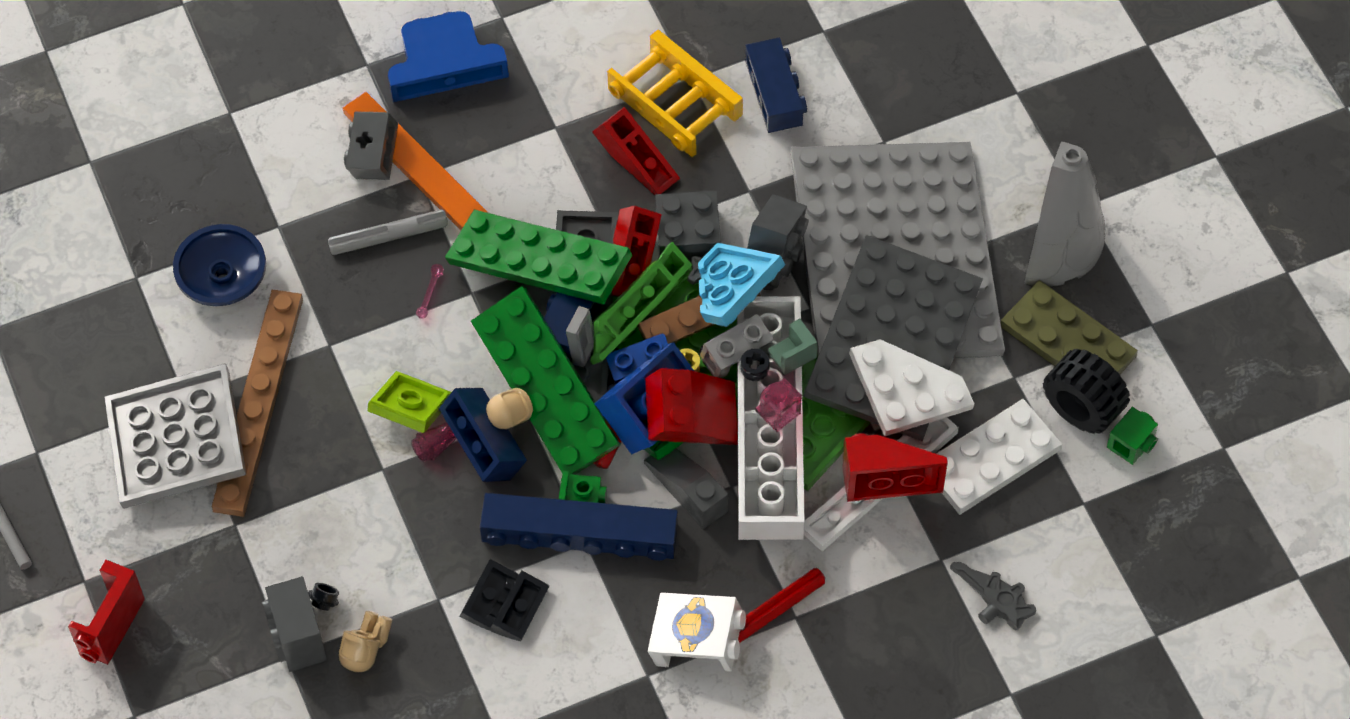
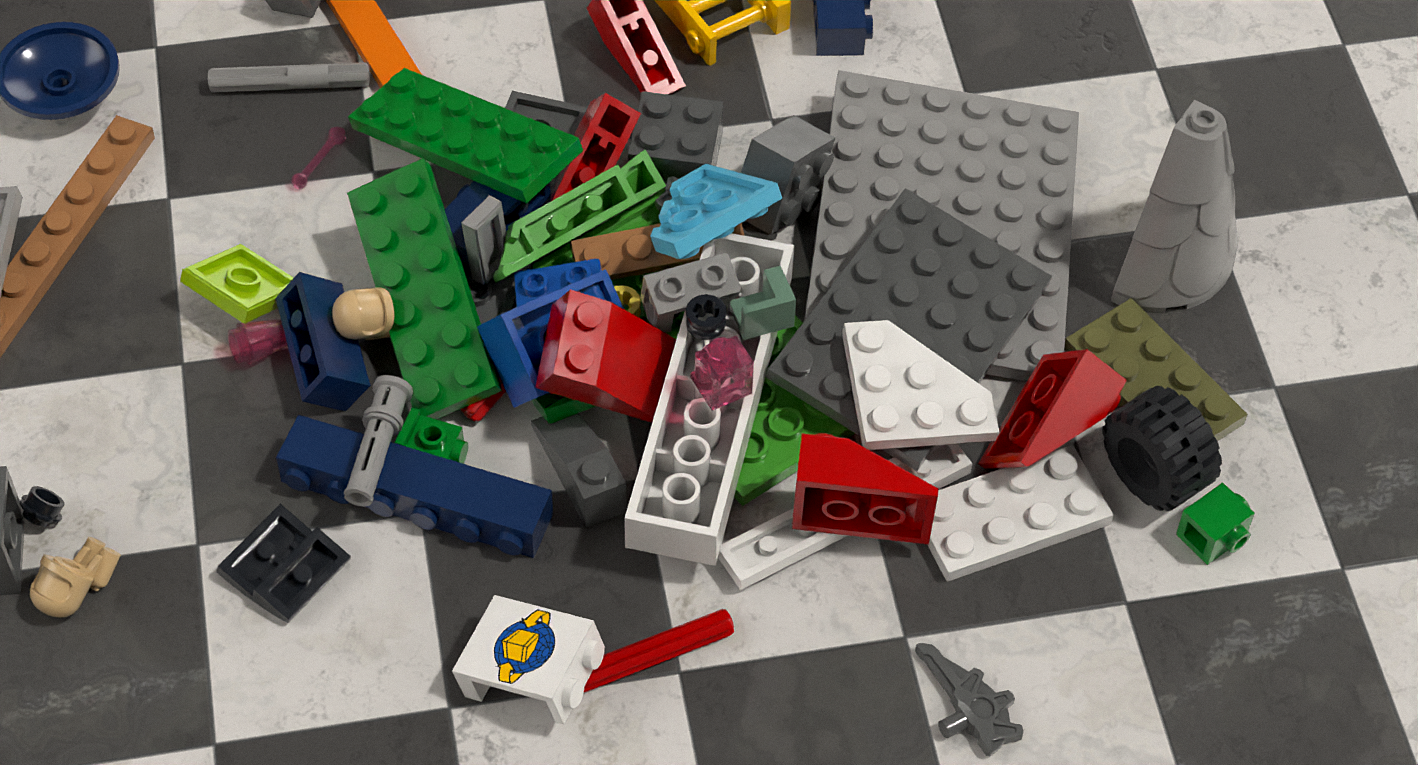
camera: 10 degrees right, 5 degrees down
(547, 489) = (381, 424): none -> light grey pin
(1005, 378) = (1056, 404): none -> red slope

